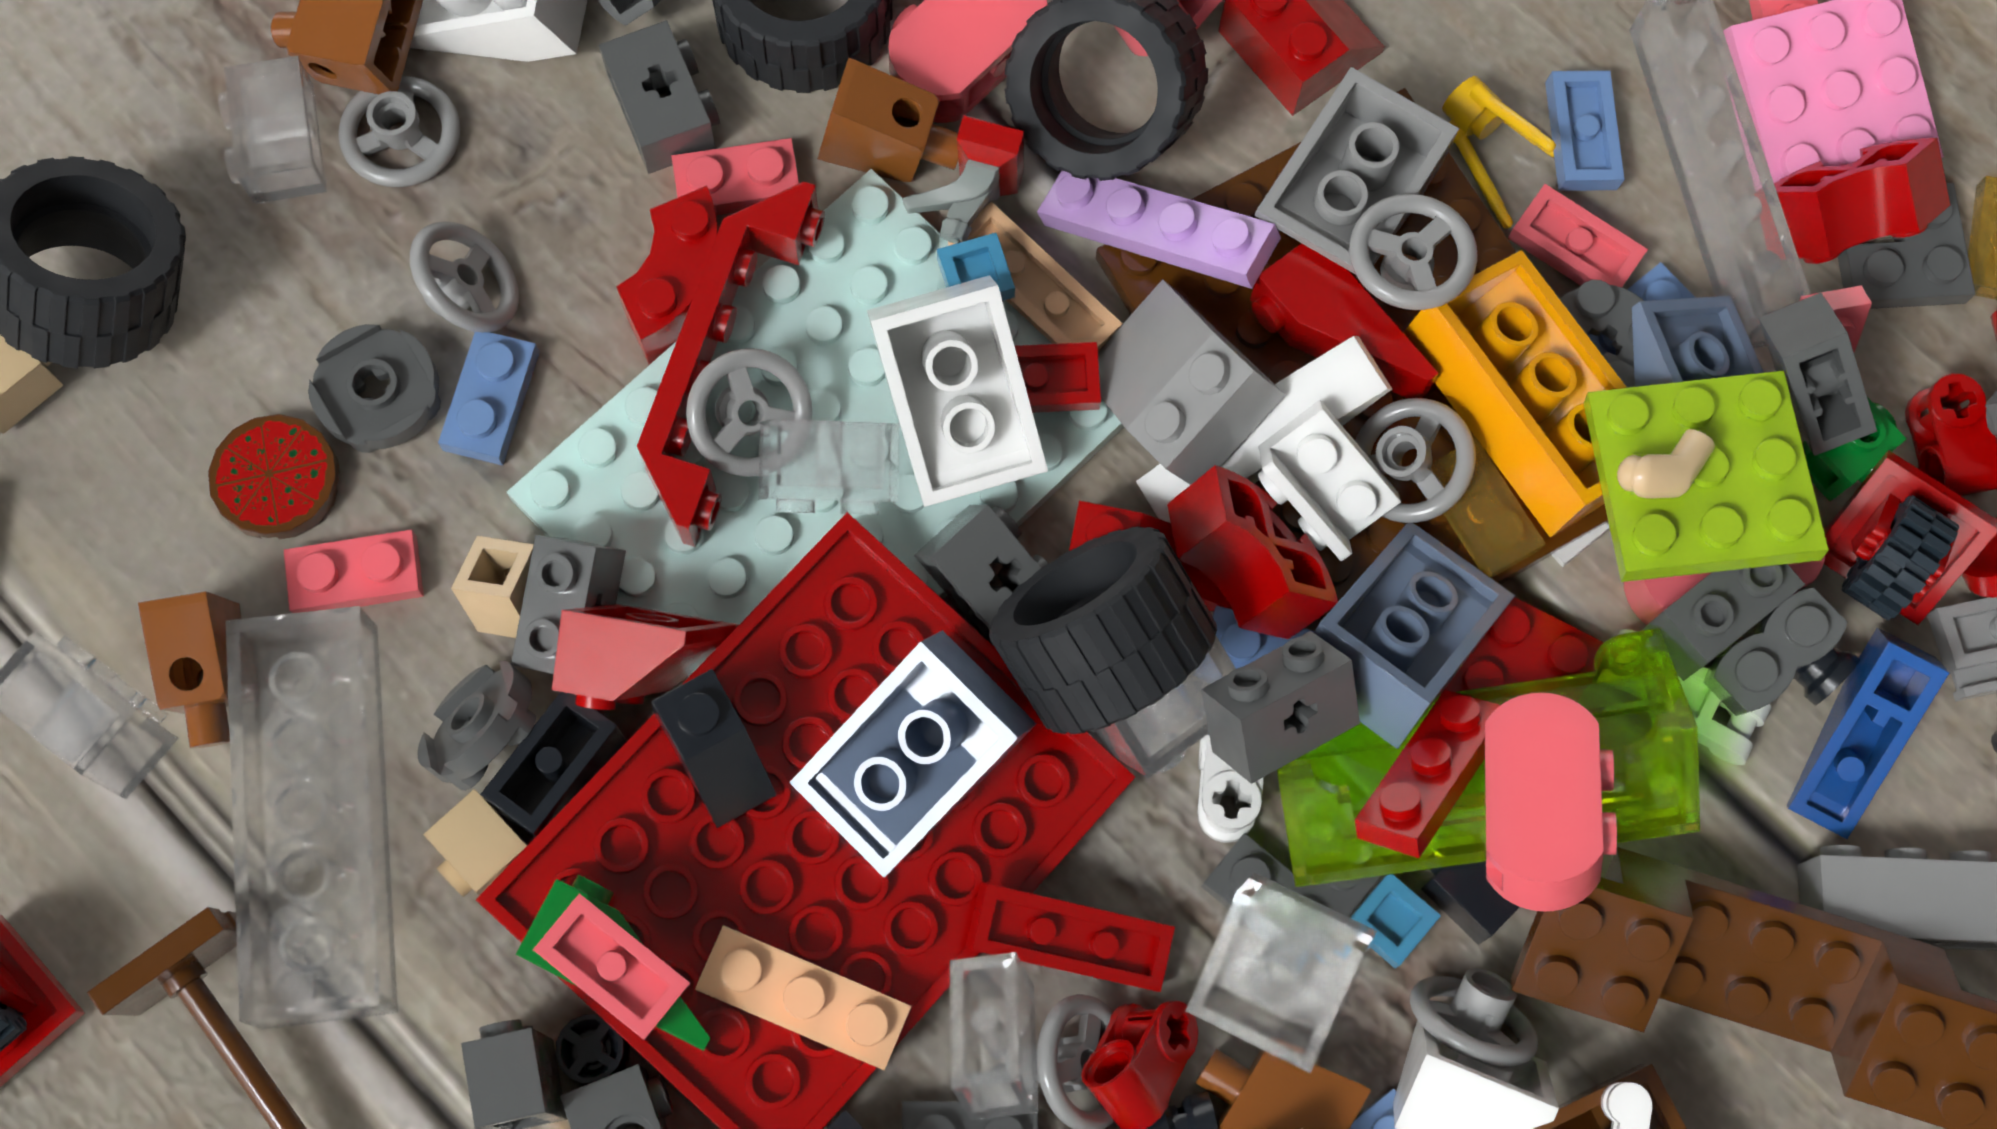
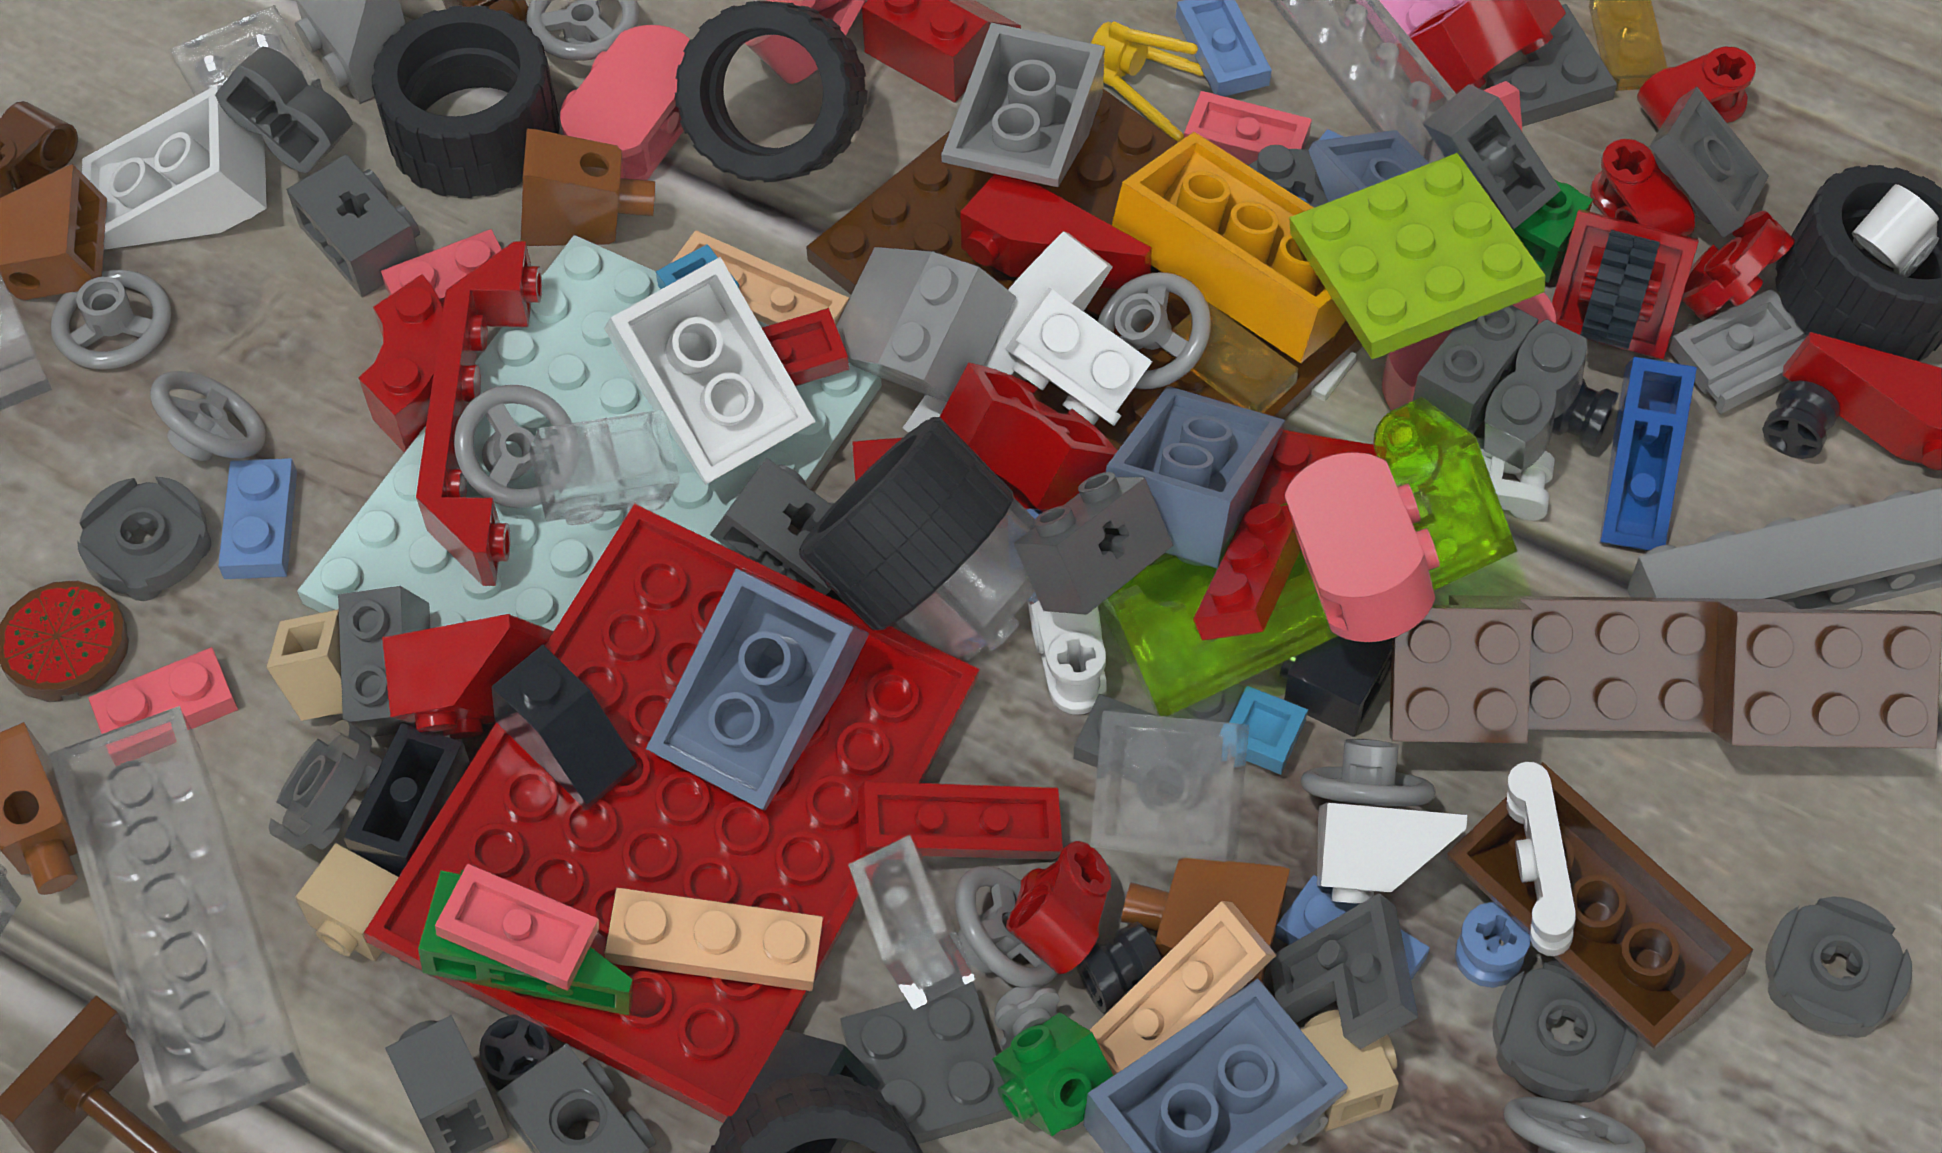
camera: 10 degrees left, 15 degrees down
(988, 168) = (683, 201): piece -> none
(1161, 227) = (857, 204): lavender plate -> none
(1402, 280) = (1092, 158): light grey piece -> none
(1666, 474) = (1377, 250): tan arm -> none

